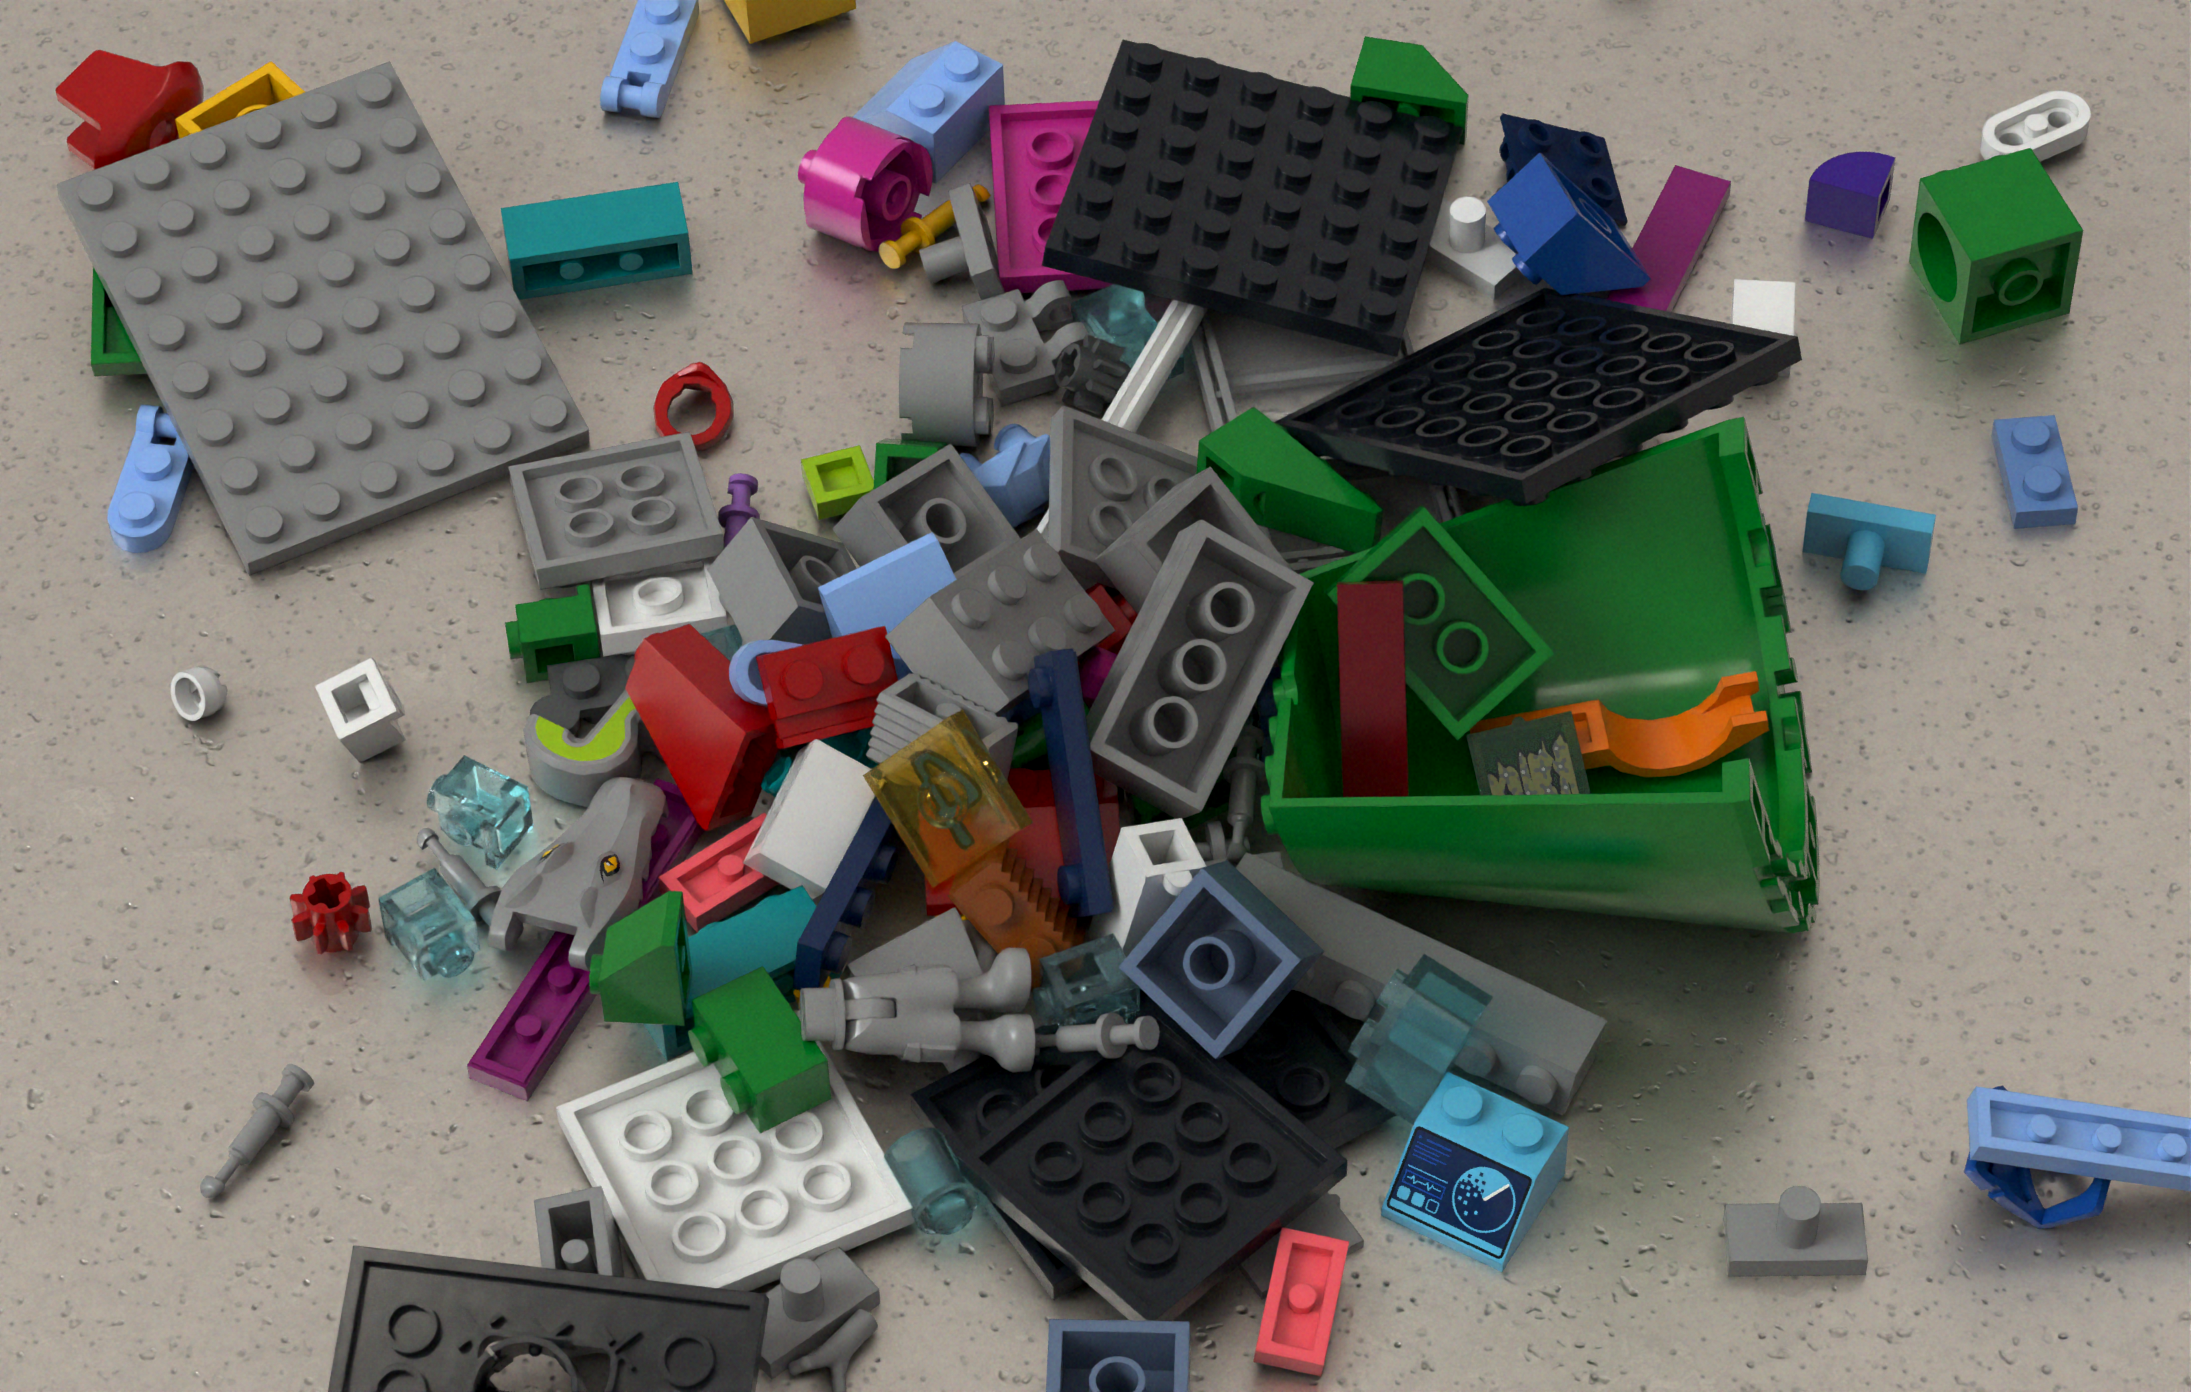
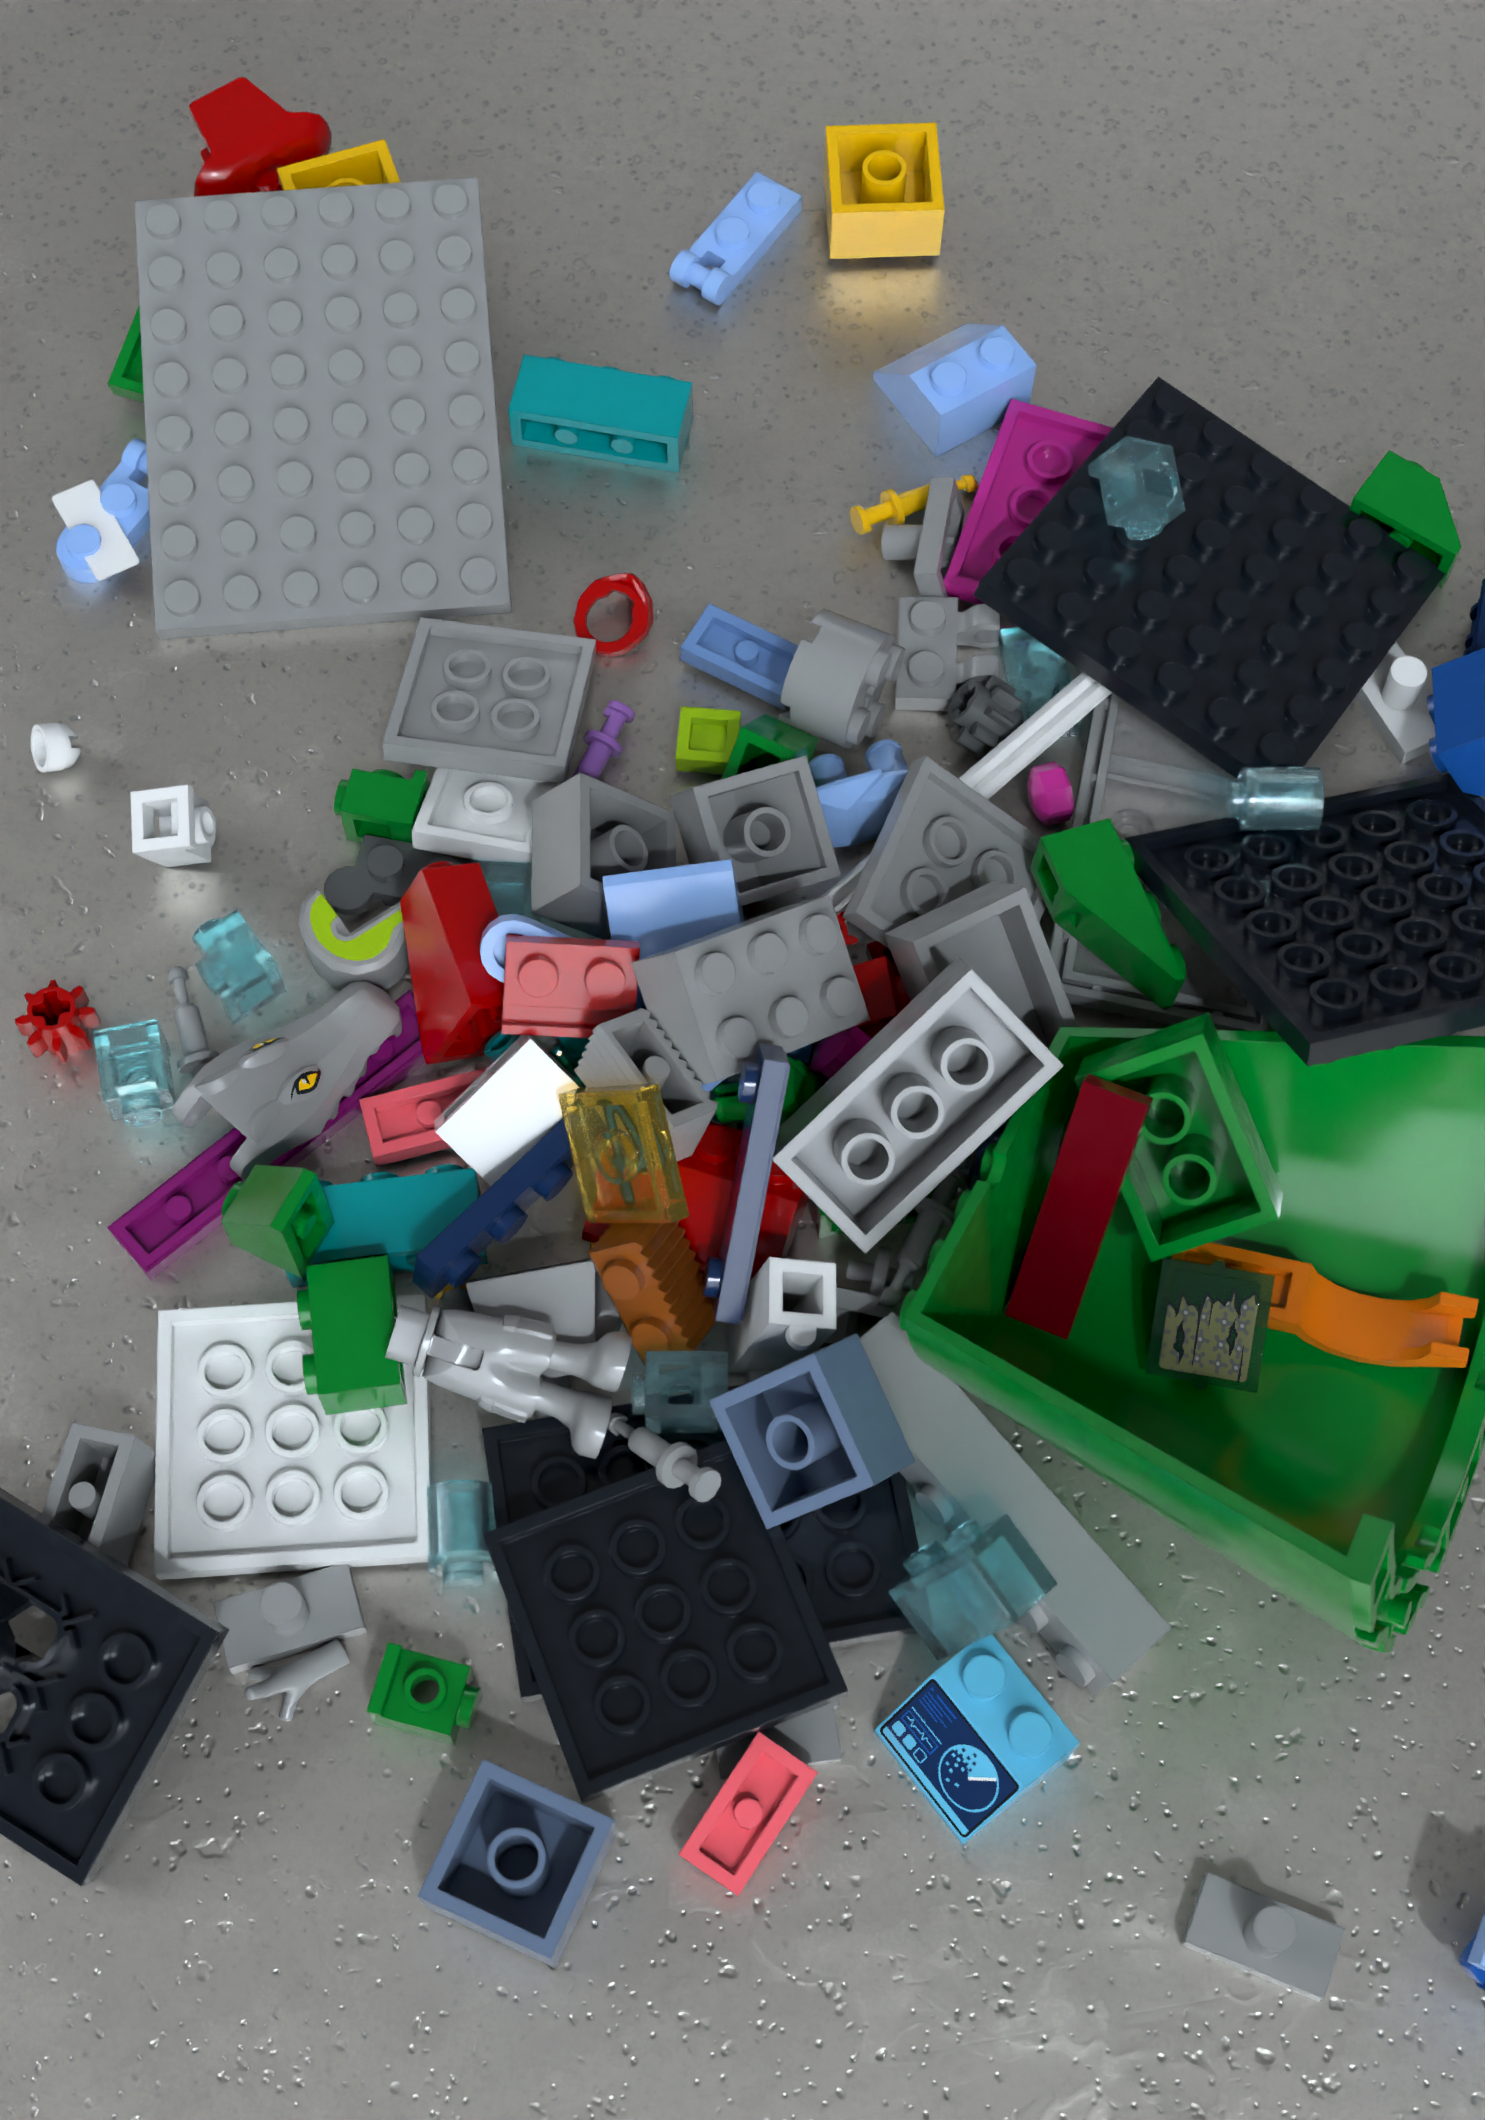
camera: 20 degrees right, 15 degrees up
(119, 477) = (83, 506): none -> white sticker
(838, 401) = (739, 654): none -> medium blue plate
(863, 183) = (858, 442): dark pink brick -> none
(963, 1320) = (440, 1720): none -> green brick
(1155, 123) = (1139, 486): none -> clear light blue brick
(1183, 420) = (1050, 793): none -> dark pink tile
(1397, 342) = (1276, 798): none -> clear light blue brick

